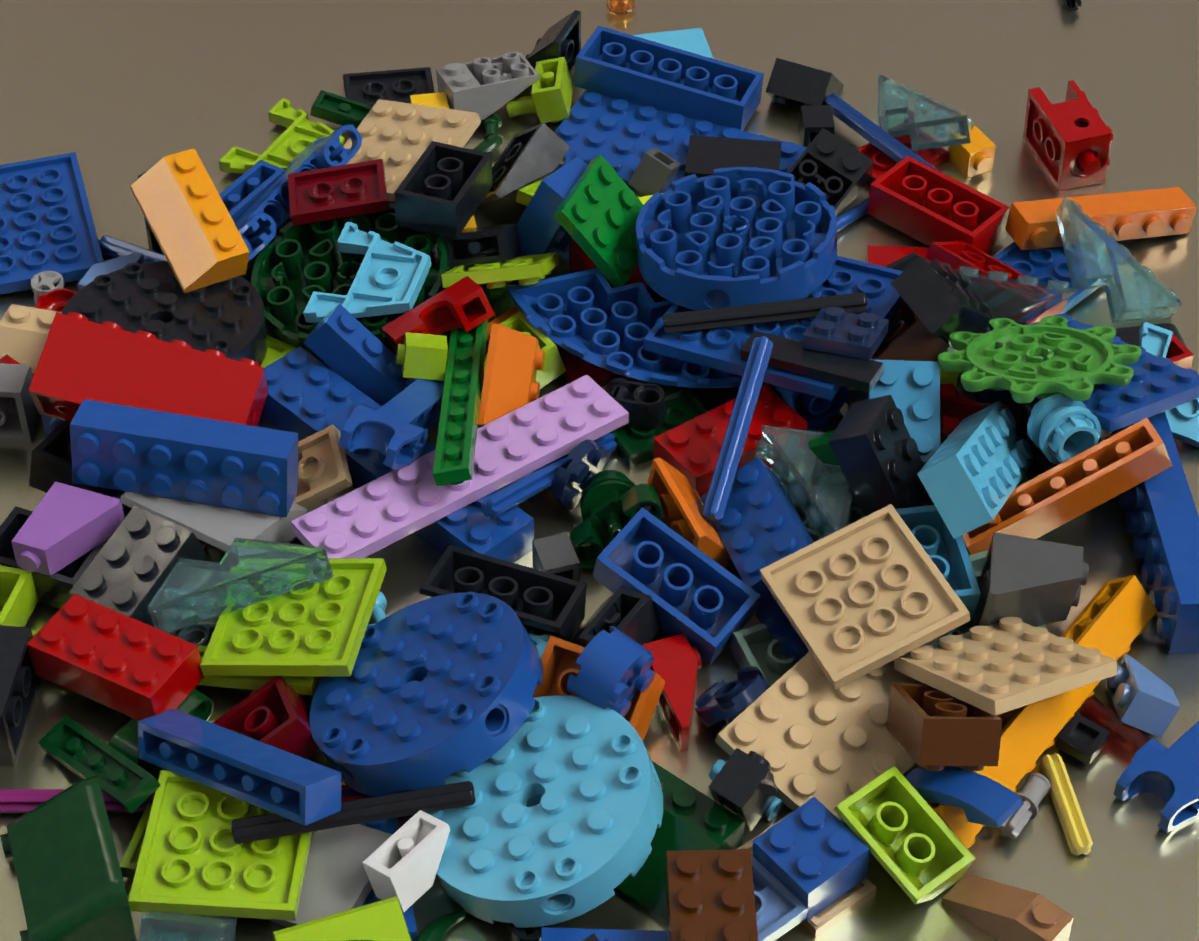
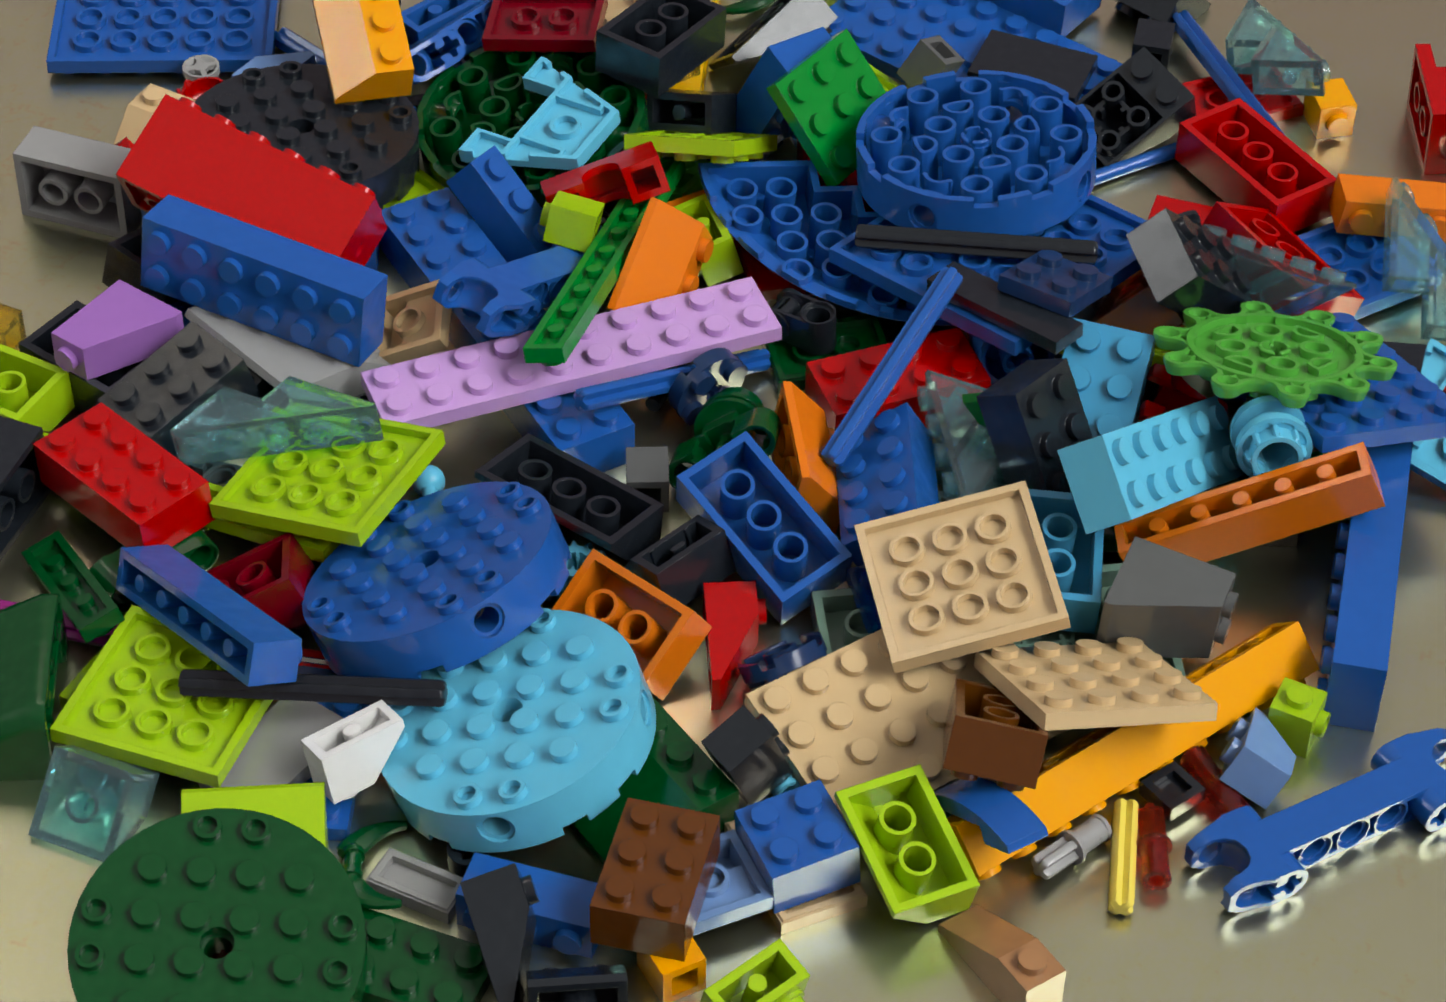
camera: 15 degrees right, 0 degrees up
(612, 671) = (638, 597): blue brick -> none
(1088, 790) = (1154, 847): none -> clear red axle
(1159, 651) = (1299, 715): none -> lime brick

